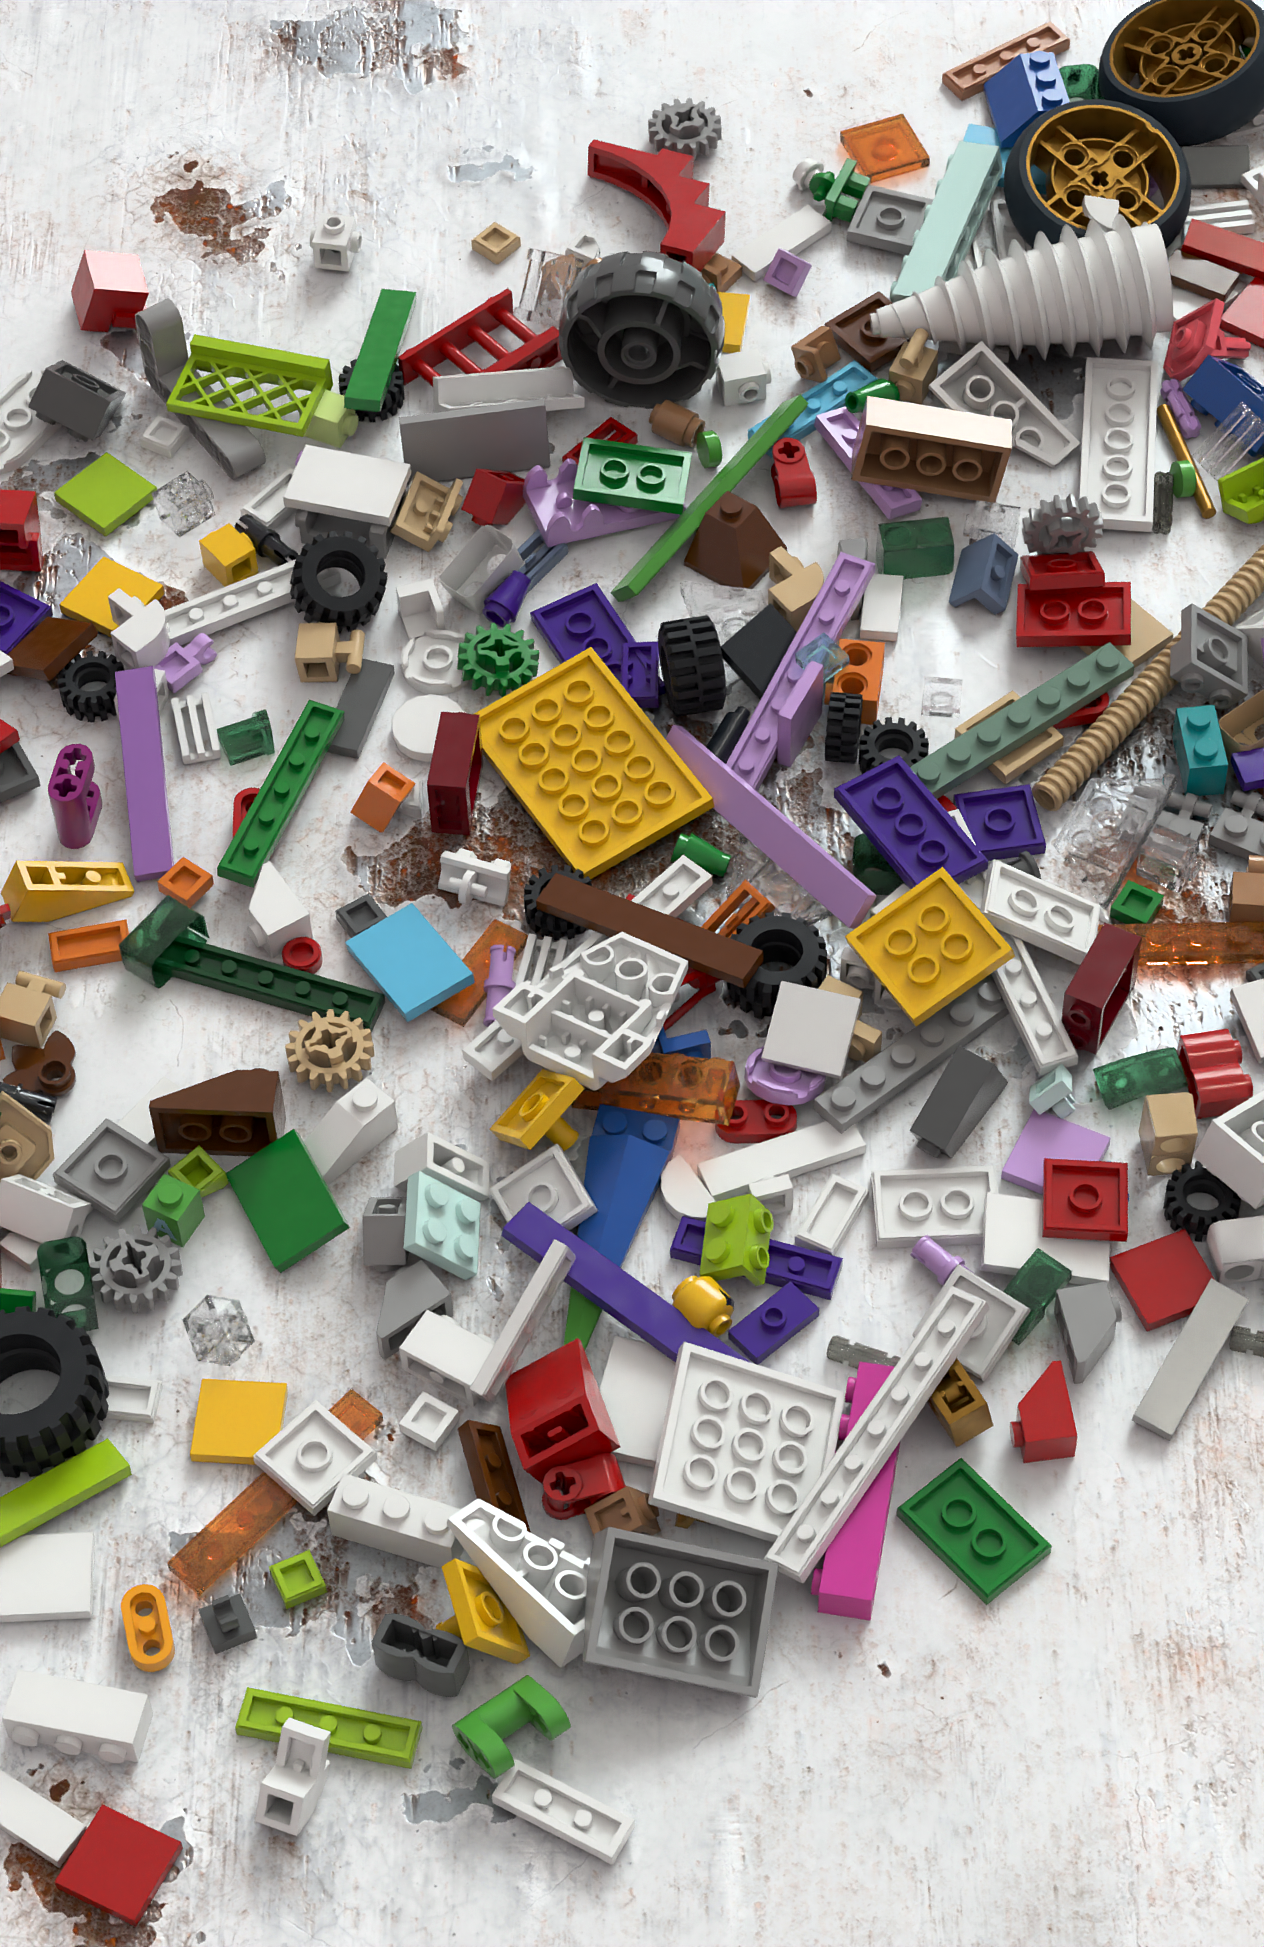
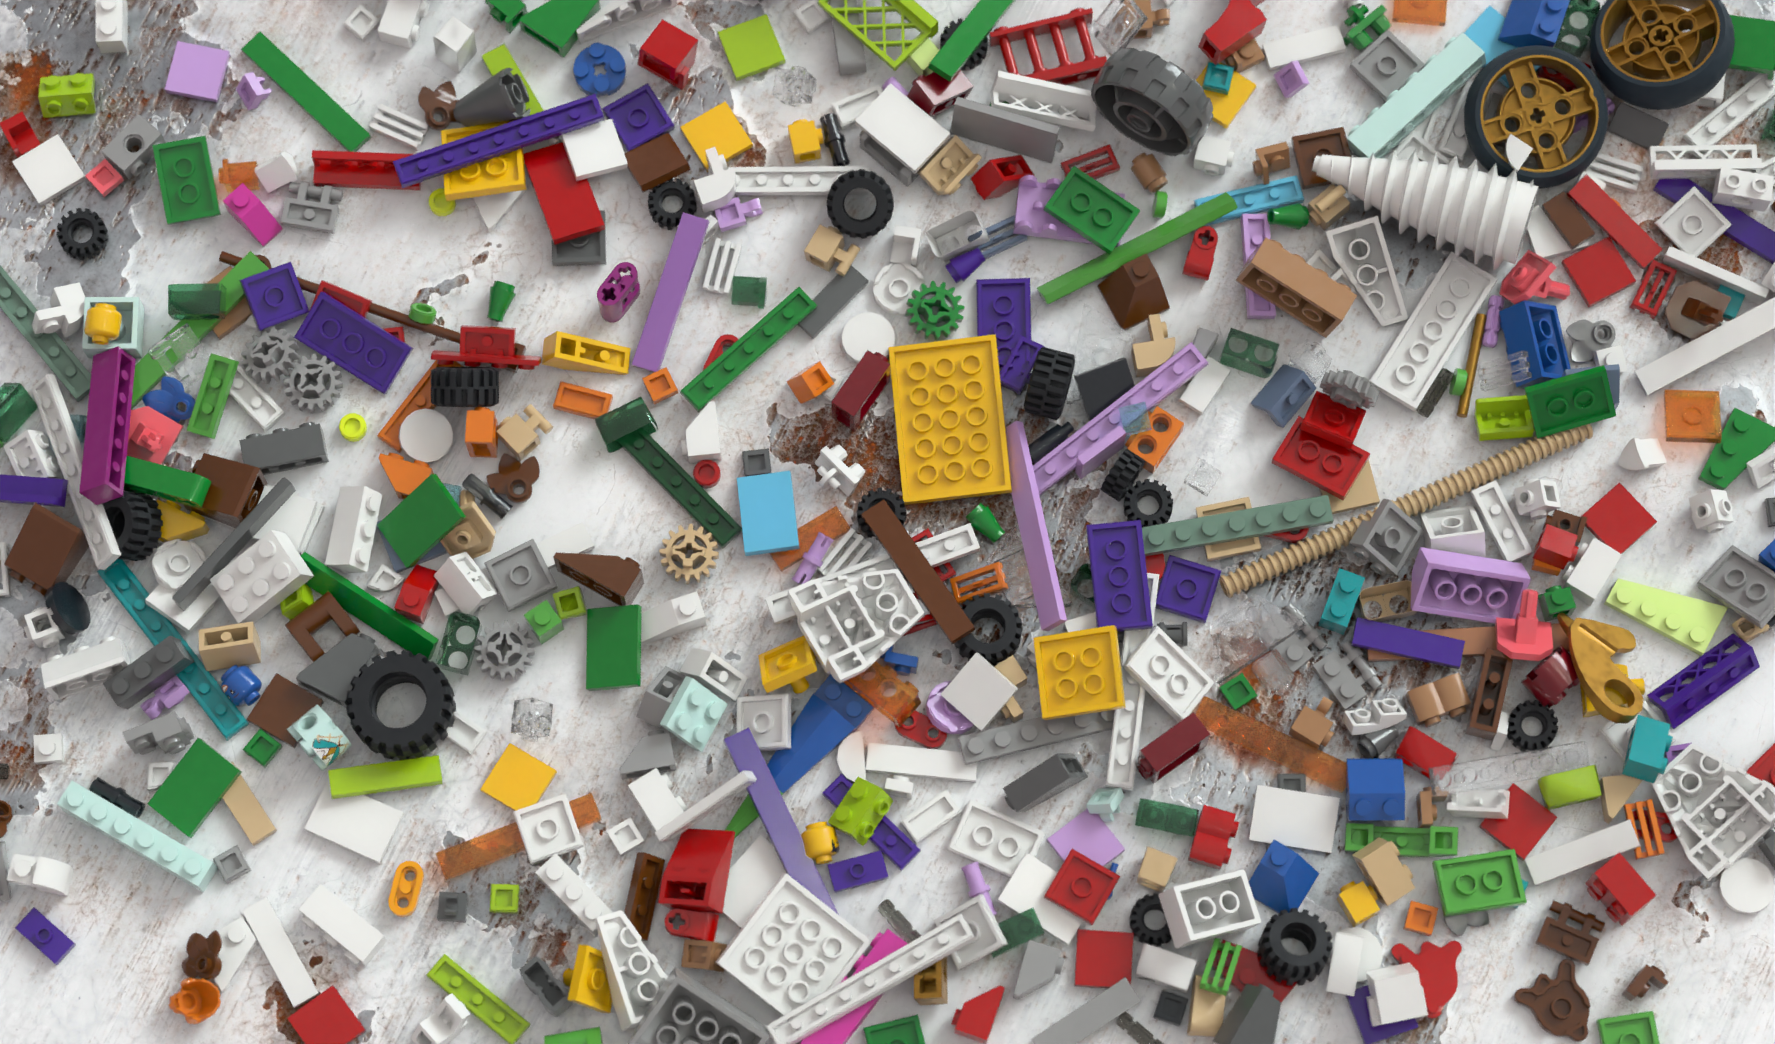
camera: 25 degrees right, 20 degrees up
(370, 434) = (937, 94): none -> brick

